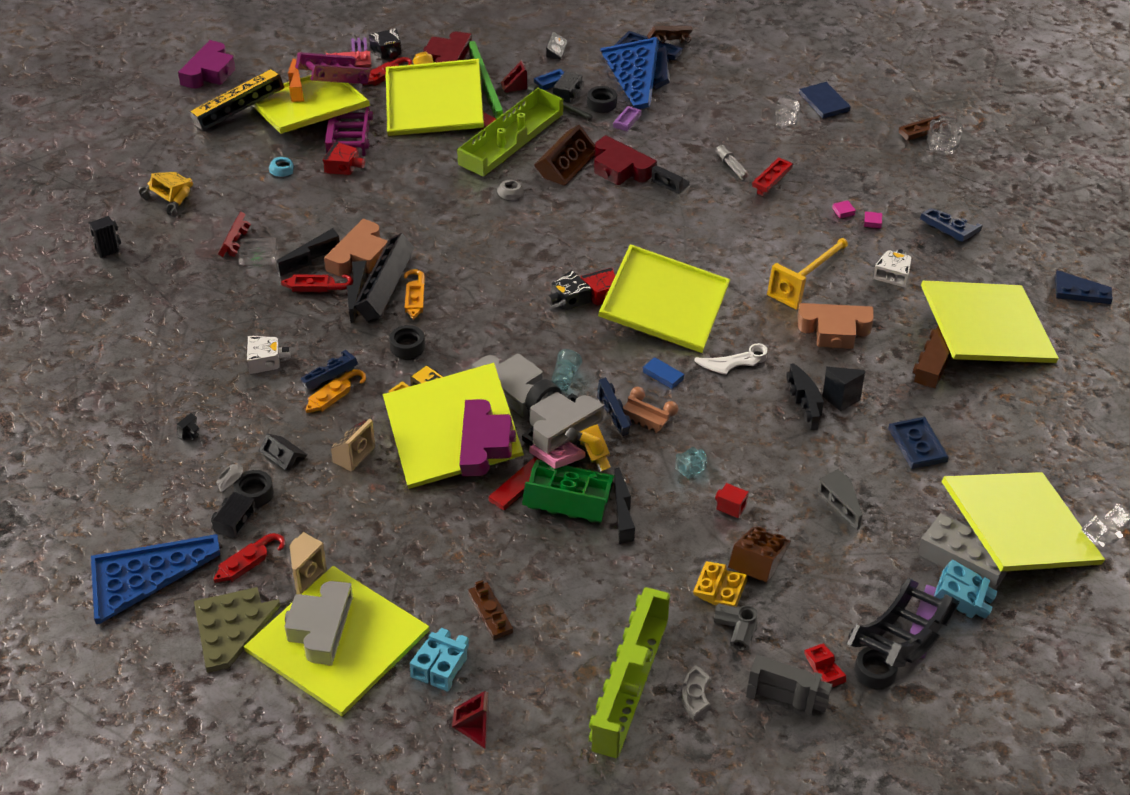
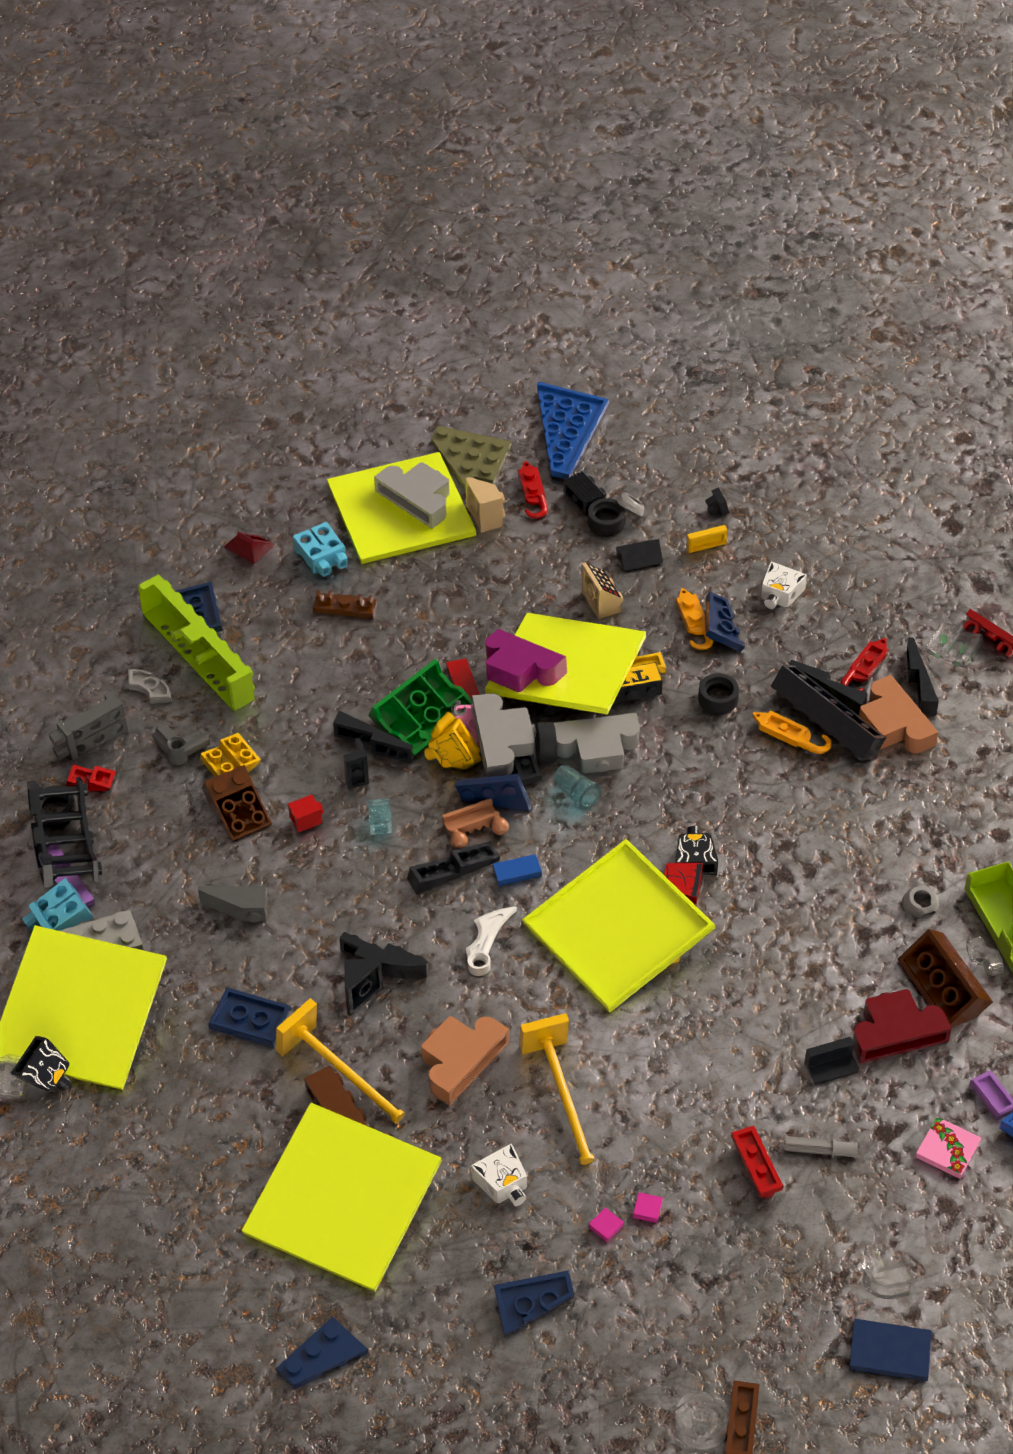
camera: 125 degrees right, 5 degrees up
(239, 415) = (706, 539): none -> yellow tile
(531, 151) = (984, 956): none -> clear piece
(576, 708) = (204, 603): none -> dark blue wing
(663, 488) = (356, 767): none -> black panel
(680, 121) = (948, 1147): none -> bright pink tile
(706, 410) = (461, 862): none -> black slope
(905, 395) = (299, 1027): none -> yellow tile
(1083, 504) = (43, 1066): none -> black torso

